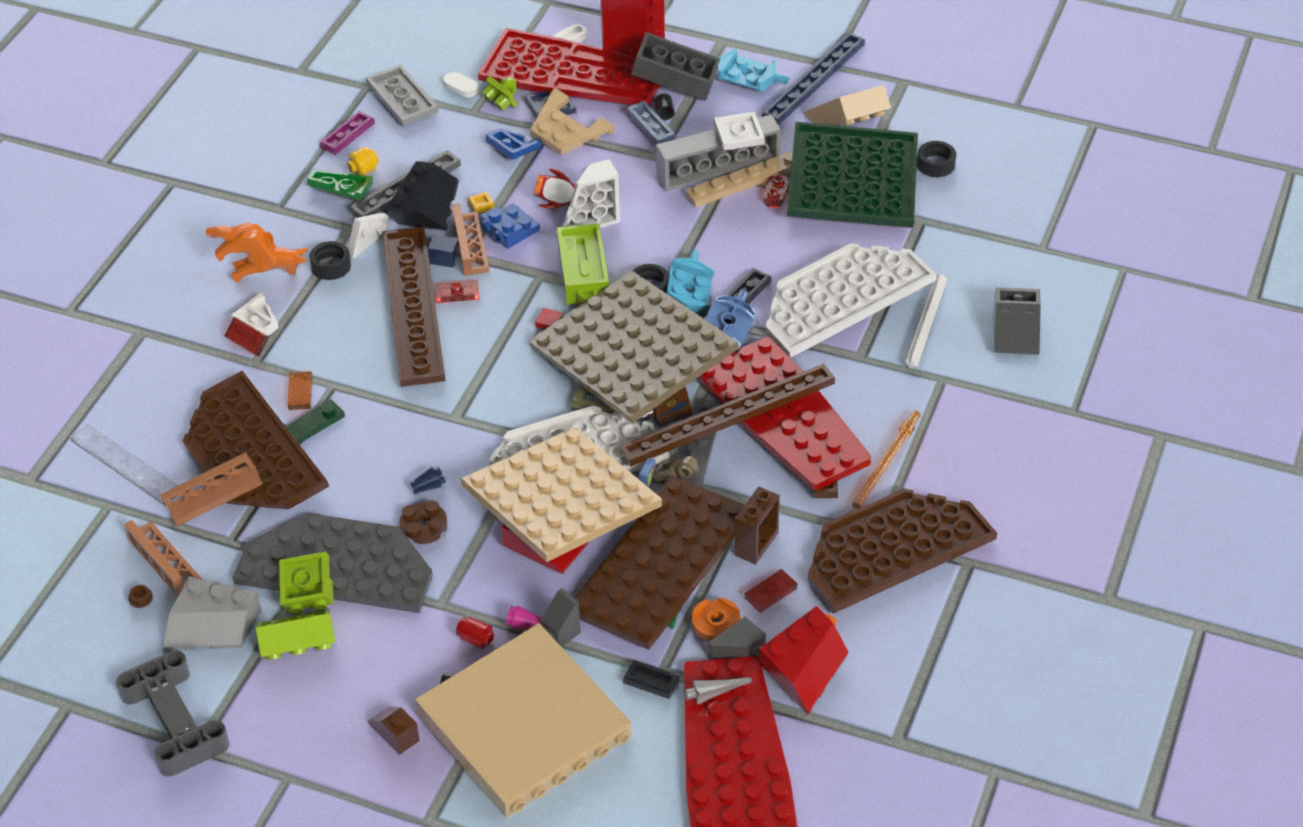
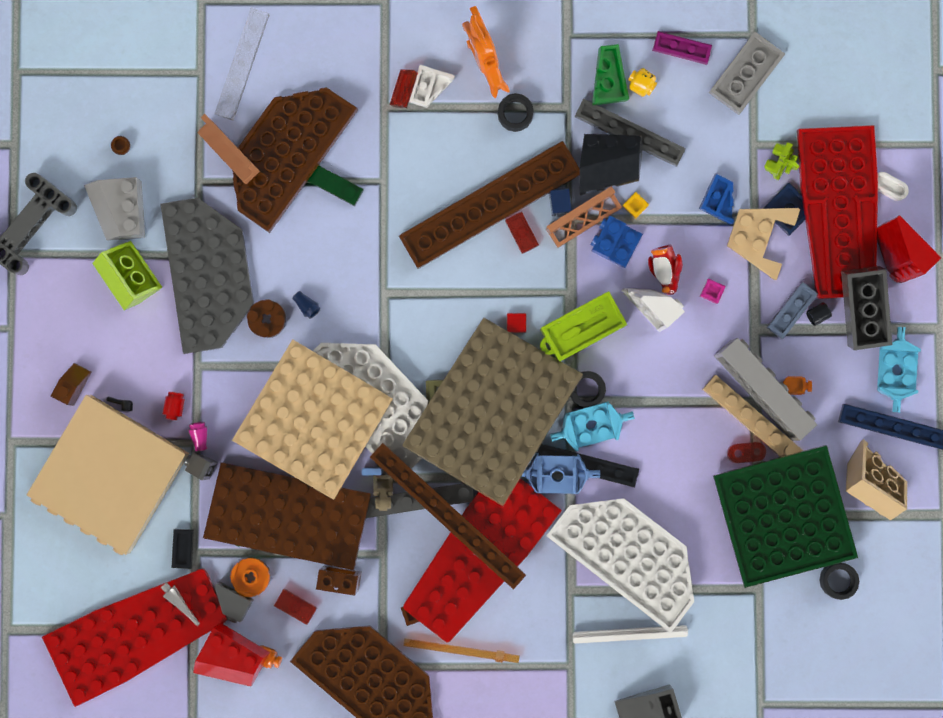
camera: 65 degrees right, 40 degrees up
(156, 559) = (155, 138): nougat fence -> none
(300, 390) = (366, 159): clear orange tile -> none
(305, 583) = (165, 263): lime plate -> none
(365, 232) = (555, 128): white wing -> none
(460, 84) = (783, 118): white tile -> none
(739, 131) = (776, 407): white plate -> none

